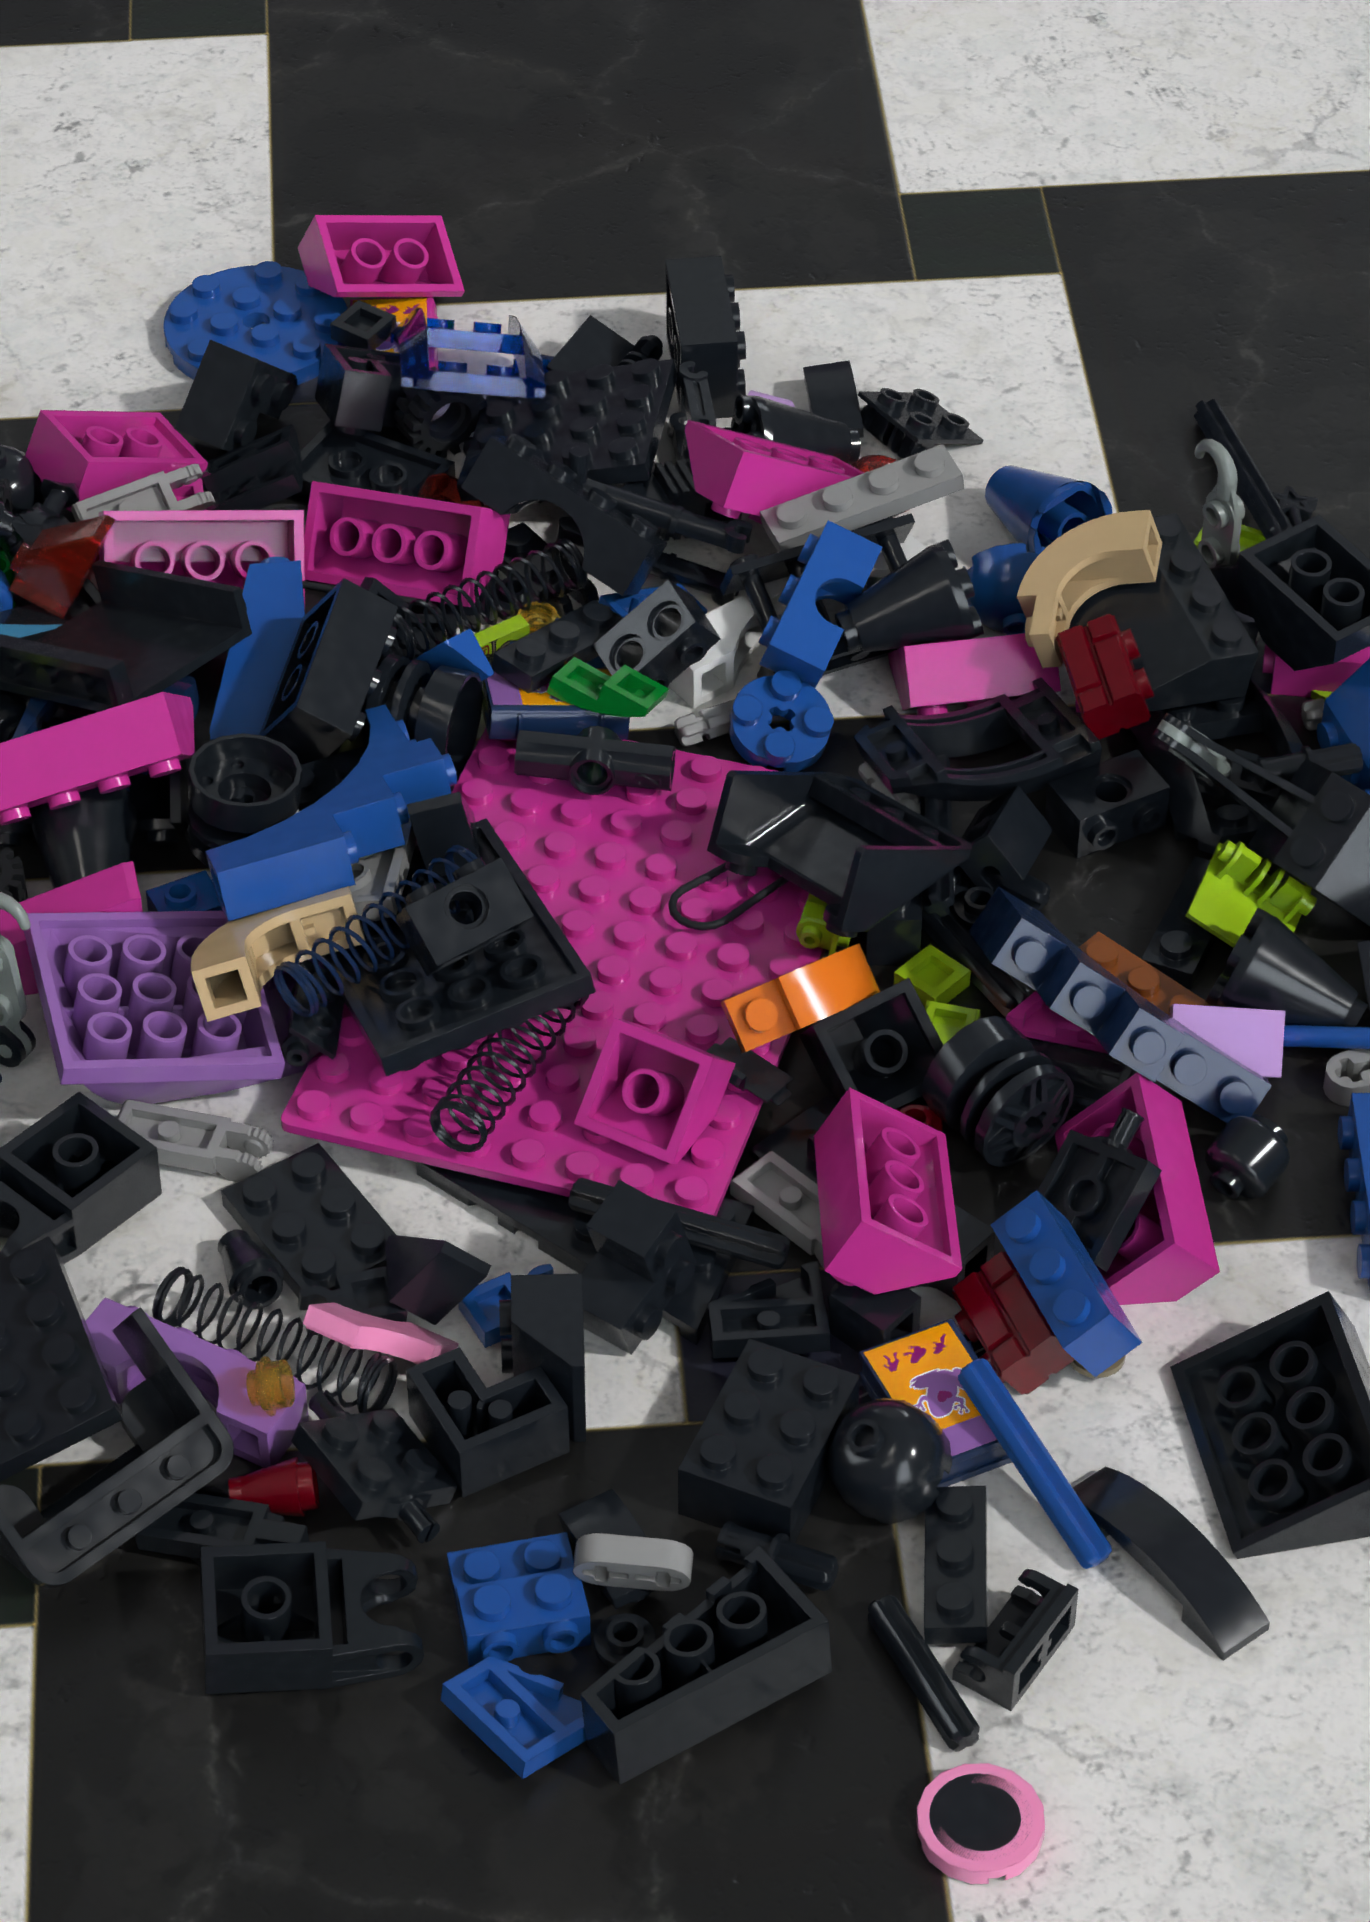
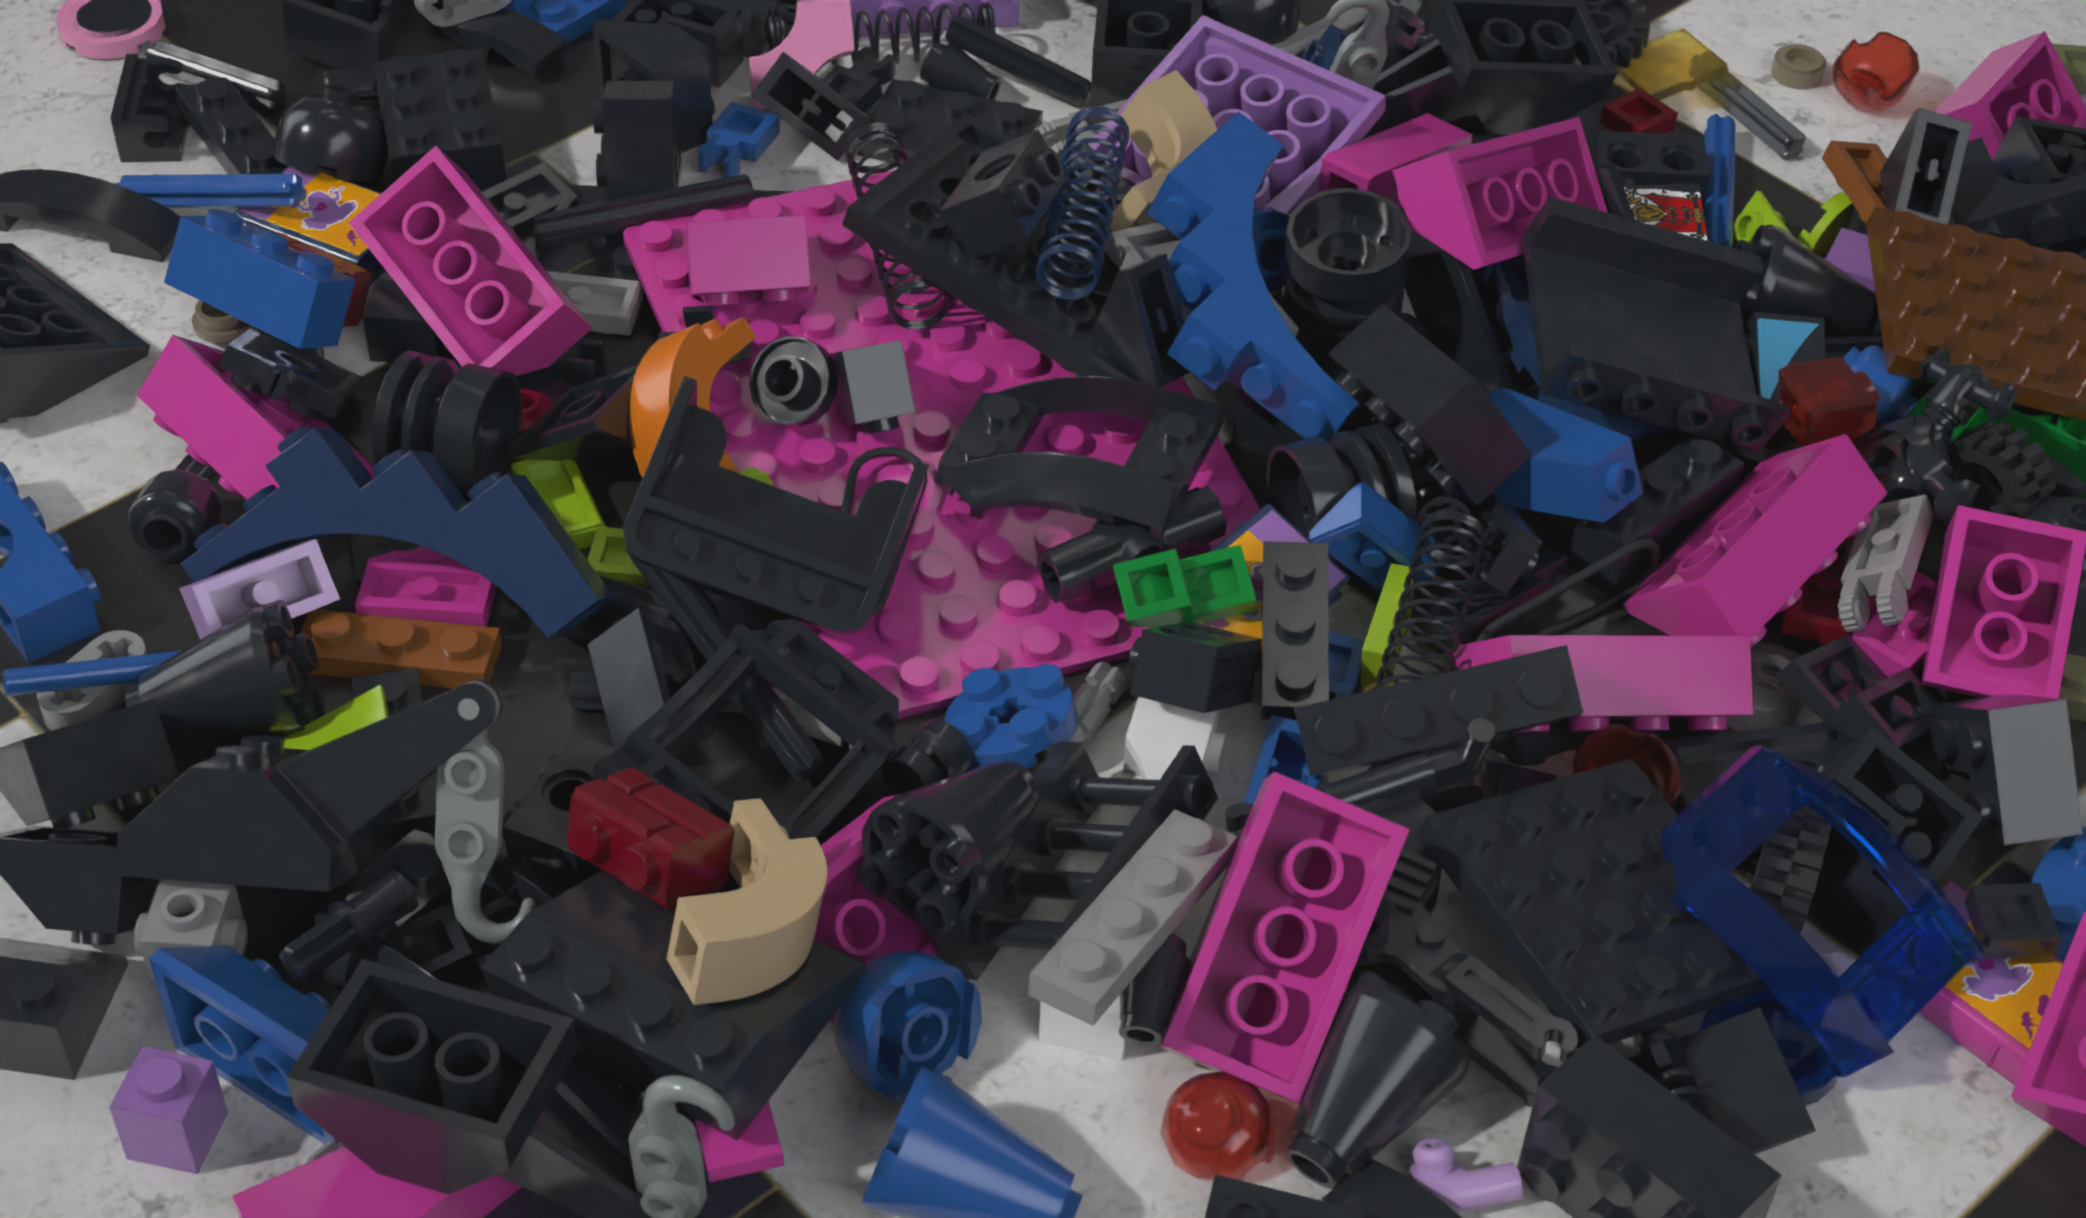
camera: 140 degrees right, 0 degrees up
(194, 1235) = (1018, 61): none -> black axle
(546, 751) = (992, 471): none -> black wedge
(660, 949) = (873, 386): none -> slope
(718, 965) = (793, 381): none -> black plate
(835, 570) = (1073, 782): blue arch -> none
(851, 719) = (934, 755): none -> black wheel

